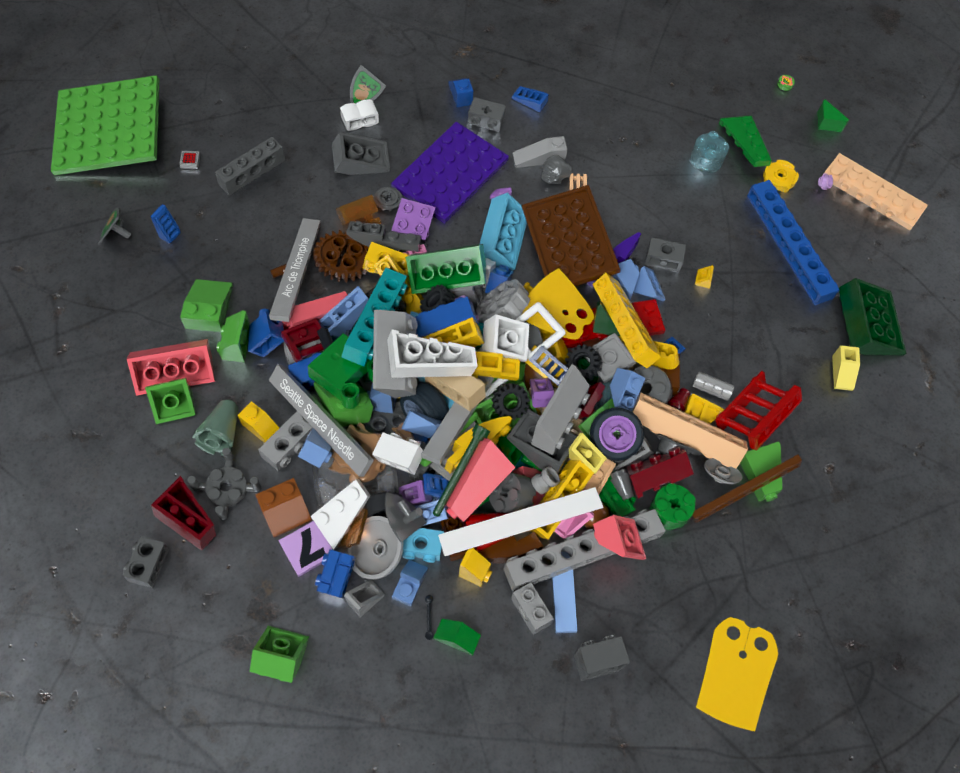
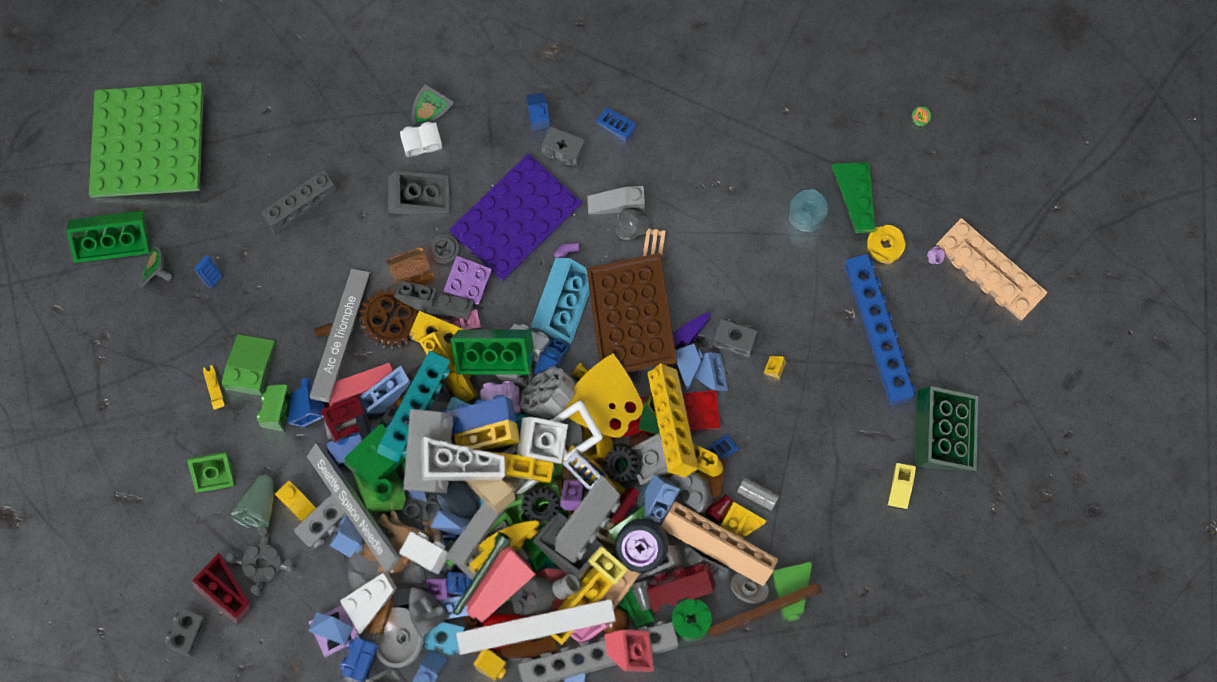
camera: 15 degrees right, 10 degrees up
(68, 203) = (108, 236): none -> green slope
(171, 363) = (212, 433): coral slope -> none
(173, 326) = (213, 387): none -> yellow piece
(189, 159) = (234, 187): tile -> none
(283, 507) = (314, 590): dark orange slope -> none
(303, 544) = (330, 628): none -> medium blue slope
(437, 296) = (474, 384): black tyre -> none
(766, 424) = (807, 539): red fence -> none
(830, 118) = (960, 171): green slope -> none

